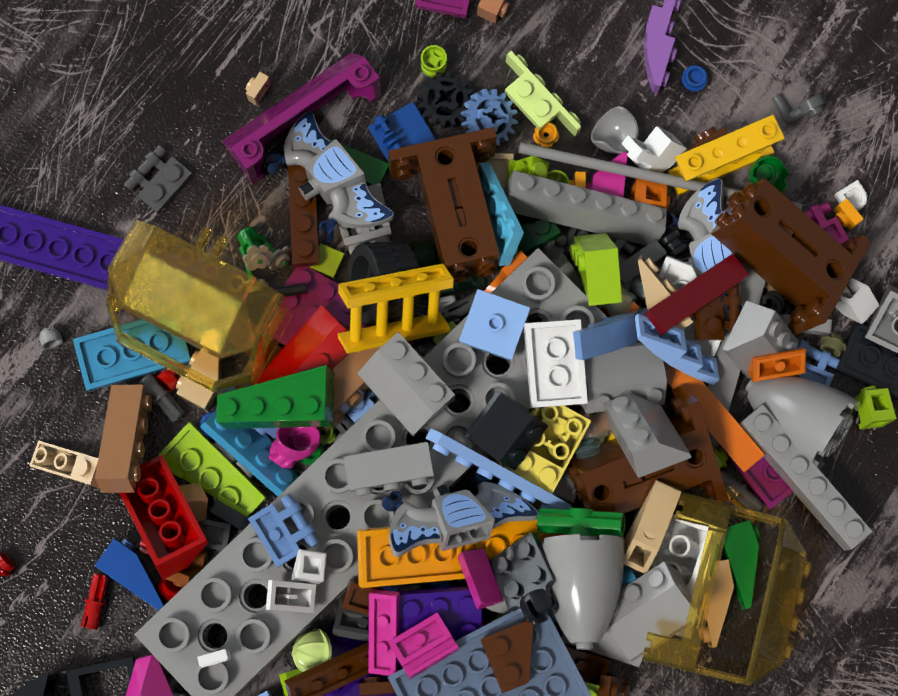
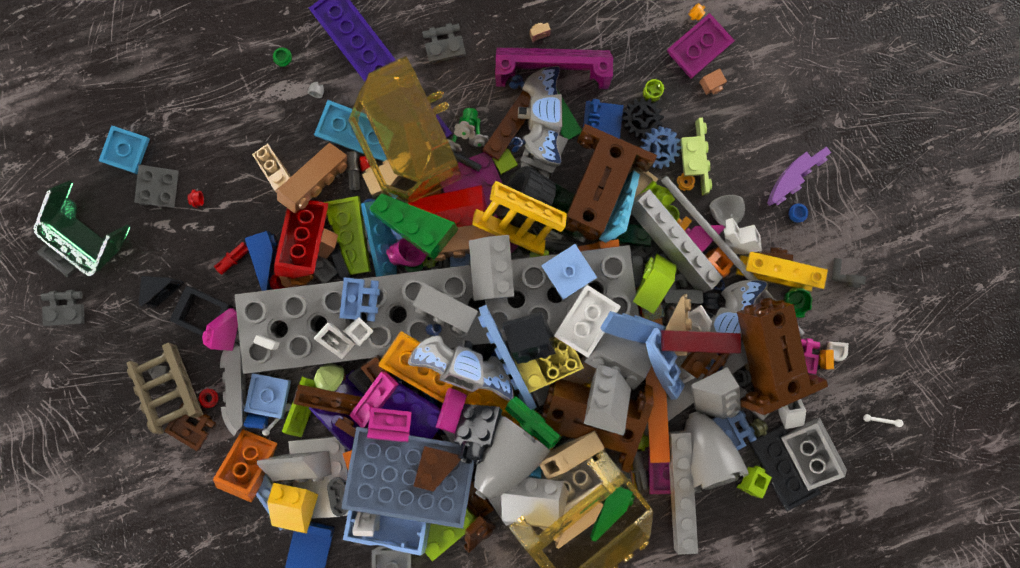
camera: 35 degrees right, 5 degrees up
(588, 448) = (571, 382): clear light blue tile -> none
(778, 365) = (717, 416): orange slope -> none

